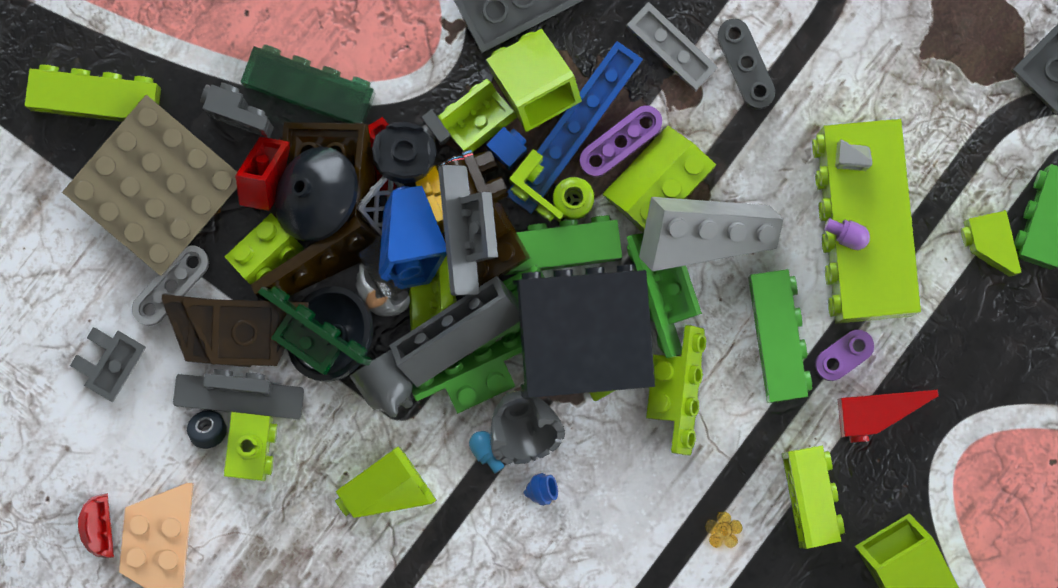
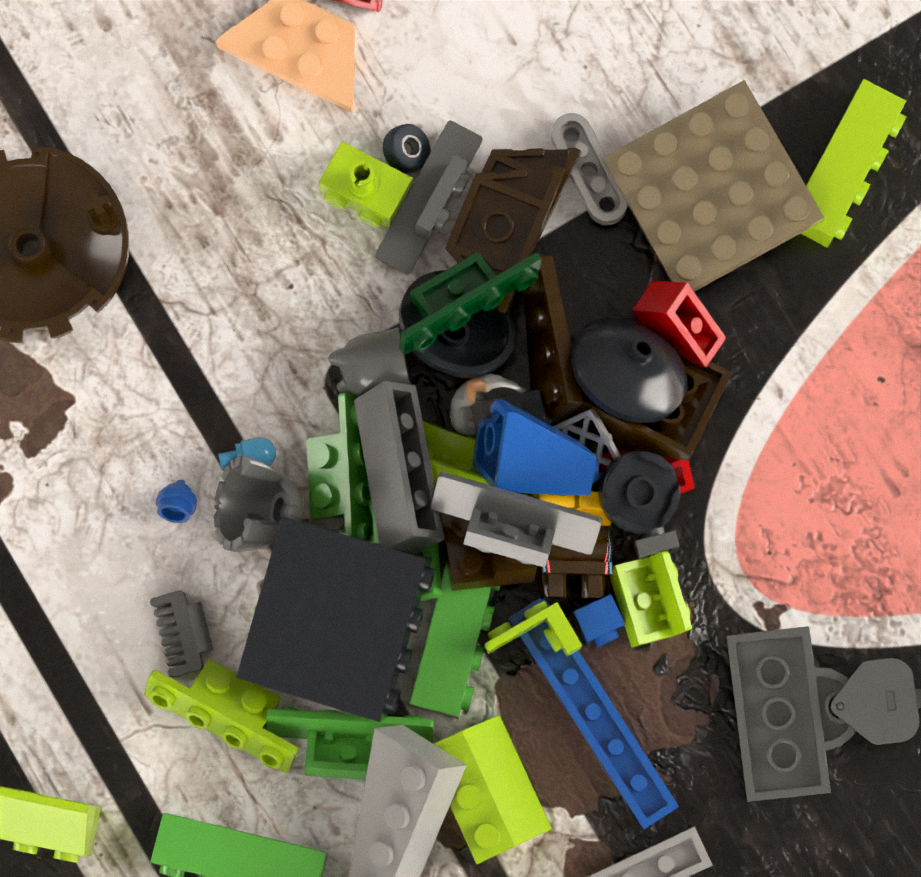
camera: 115 degrees right, 5 degrees down
(113, 367) = (521, 73): dark grey plate -> none
(230, 107) = (772, 312): dark grey plate -> none
(263, 250) = (587, 287): lime bracket -> none
(307, 86) = (762, 414): clear green brick -> none
(384, 488) = (252, 322): lime slope -> none
(534, 79) = (669, 683): lime slope -> none
(568, 188) = (505, 659): lime head -> none
(628, 128) = (553, 742): medium lavender plate -> none
(630, 439) = (191, 628): none -> dark grey piece
(723, 530) = (39, 698): clear yellow plant -> none

